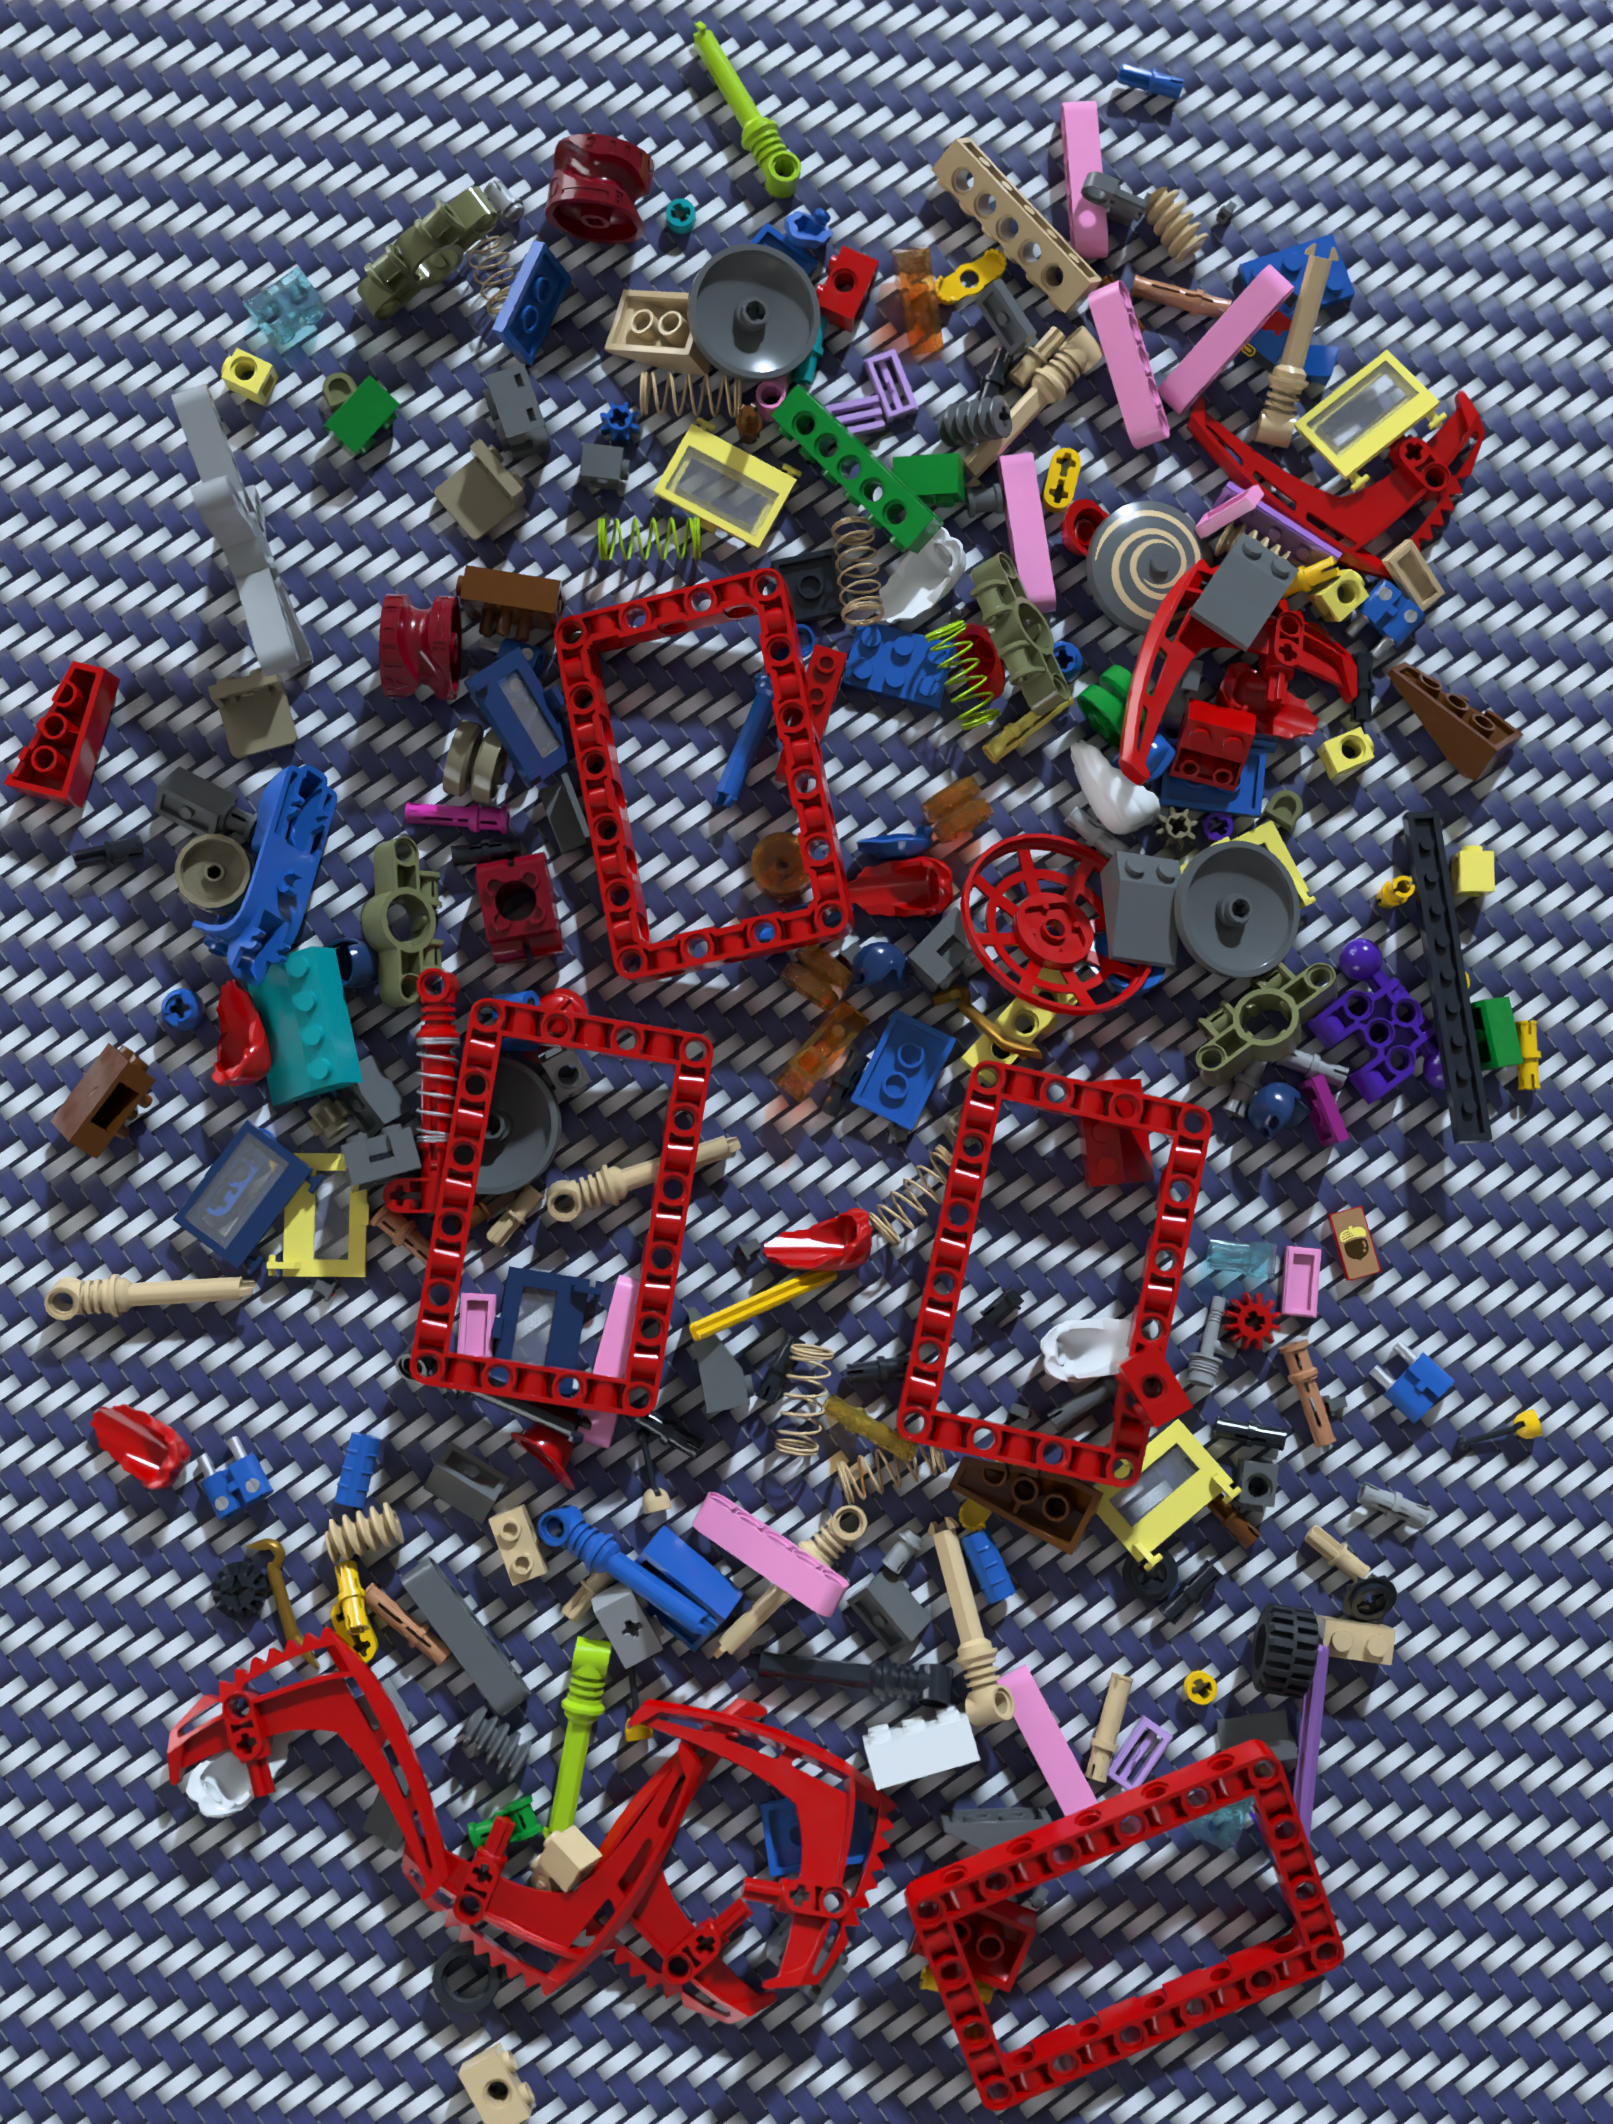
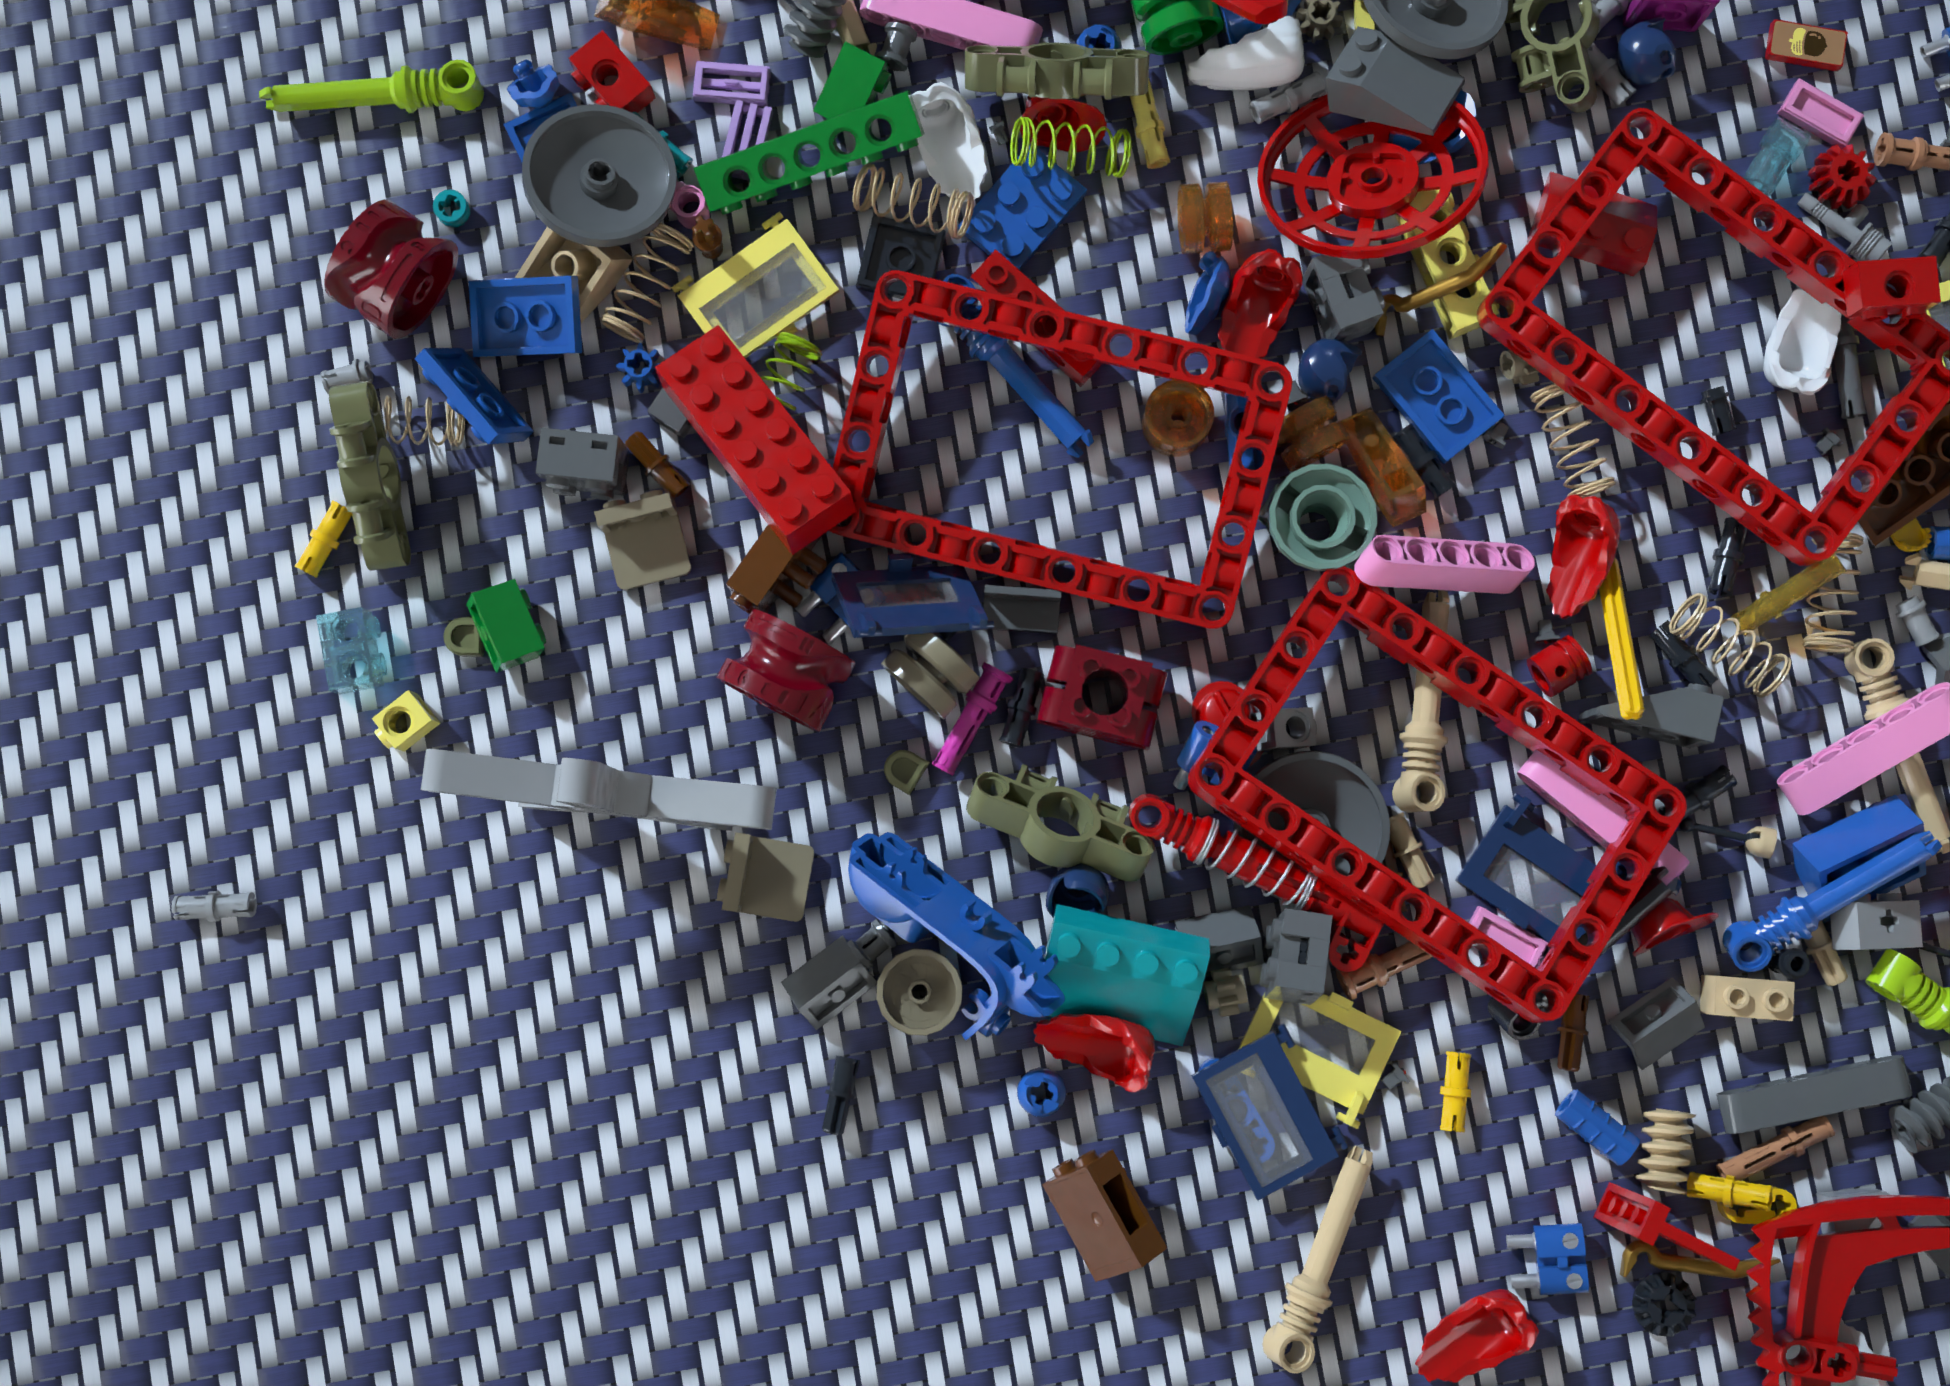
camera: 55 degrees left, 0 degrees up
(37, 301) = (214, 906): none -> light grey pin
(68, 738) = (702, 1082): red wedge -> none
(287, 1546) = (1646, 1220): none -> red fence
(335, 1342) = (1455, 1091): none -> yellow pin
(361, 245) = (324, 539): none -> yellow pin
(393, 784) = (904, 770): none -> olive tile
(426, 1415) = (1572, 1033): none -> reddish brown axle
(547, 473) = (657, 465): none -> reddish brown axle
(555, 1569) = (1790, 962): none -> black pin
(591, 532) = (756, 439): none -> red brick
(615, 312) = (525, 316): none -> blue plate
(729, 1272) = (1559, 666): none -> red piece
(744, 1122) = (1443, 564): none -> bright pink beam
(745, 986) = (1336, 496): none -> sand green piece

